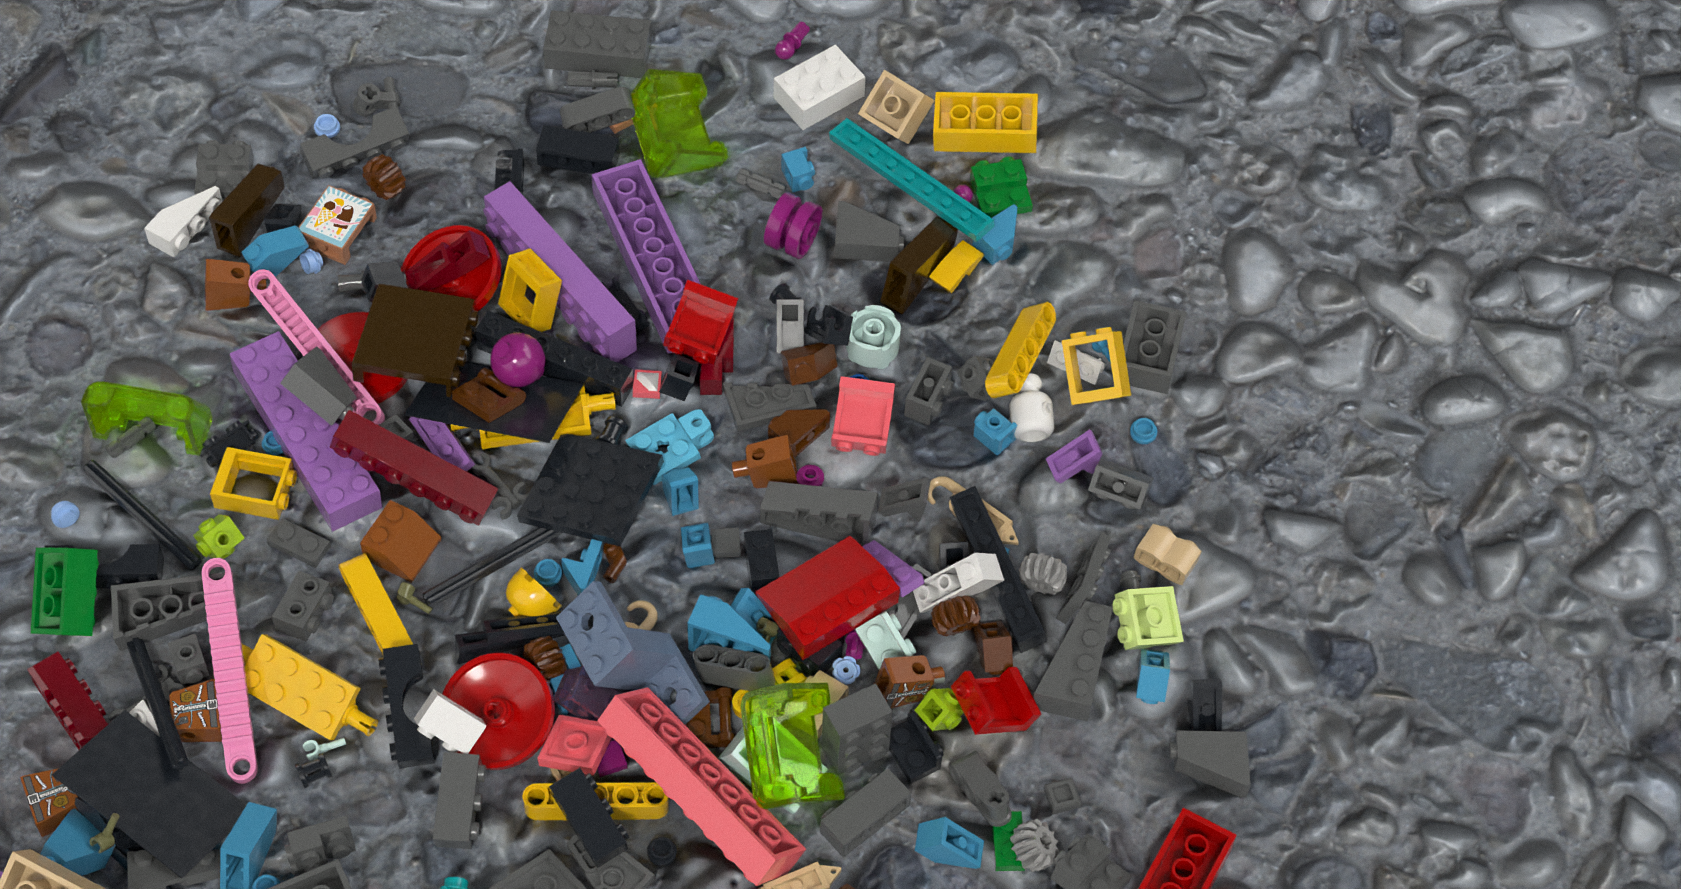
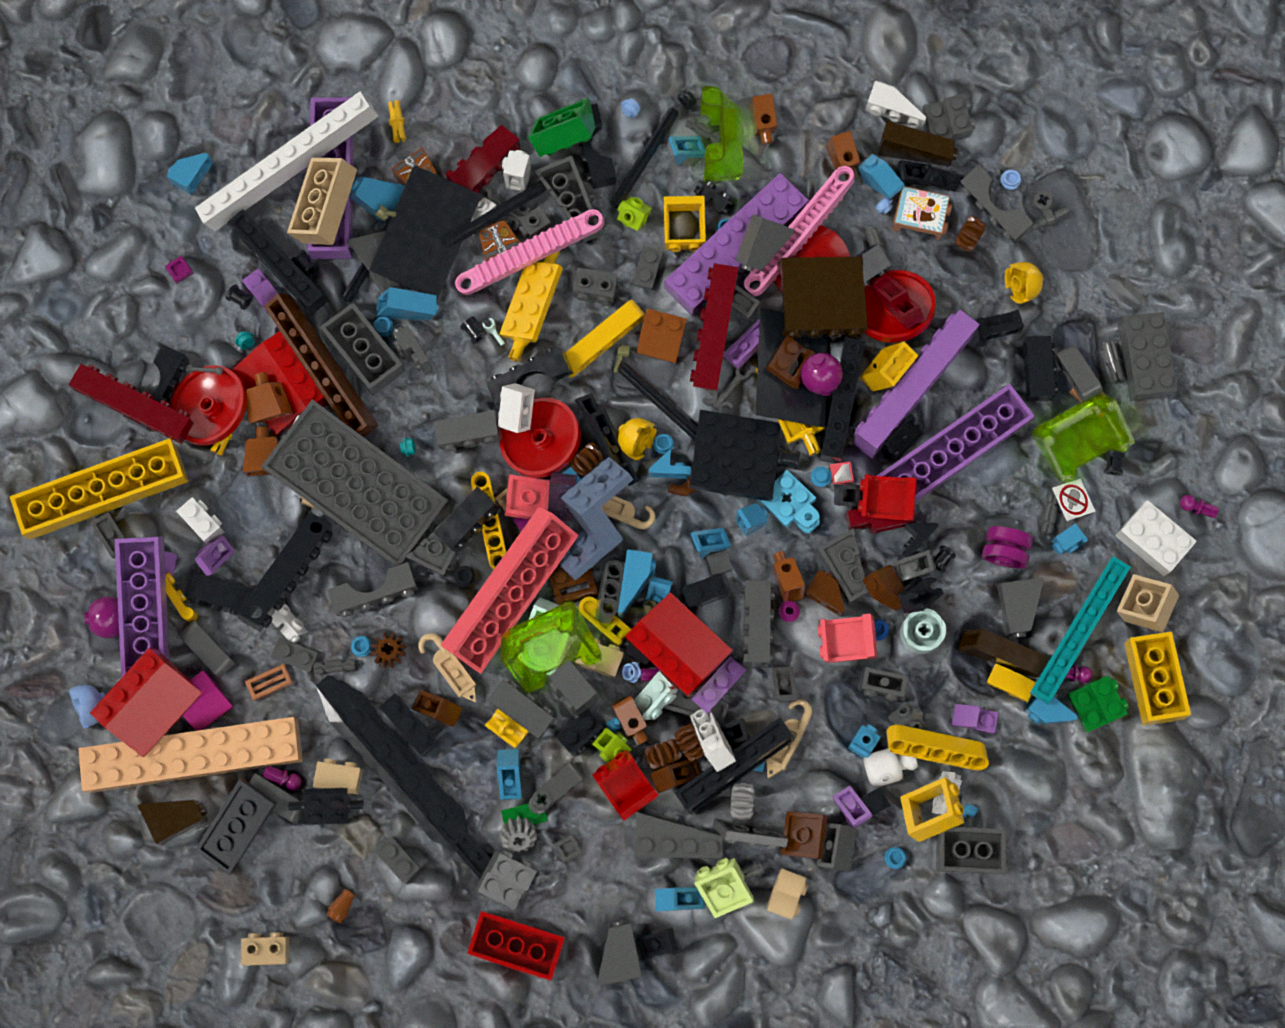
camera: 80 degrees right, 20 degrees up
(79, 445) = (686, 99): none -> black bush
(104, 662) = (516, 170): none -> white brick
(142, 360) = (763, 110): none -> dark orange torso
(149, 461) = (686, 147): none -> dark azure slope
(299, 190) = (941, 178): none -> black hinge
(464, 139) = (1024, 281): none -> yellow cylinder
(645, 406) = (821, 476): none -> dark azure plate
(708, 102) = (1114, 463): none -> black bush
(749, 156) = (1073, 499): none -> sticker
(751, 315) = (921, 533): none -> black slope
(888, 832) = (506, 728): none -> yellow hips
(910, 703) = (613, 725): none -> dark azure hand
(963, 650) = (663, 753): none -> reddish brown gear
(990, 314) = (974, 718): none -> medium lavender slope
(1069, 428) = (875, 801): none -> black brick
(1098, 511) = (804, 835): none -> reddish brown plate

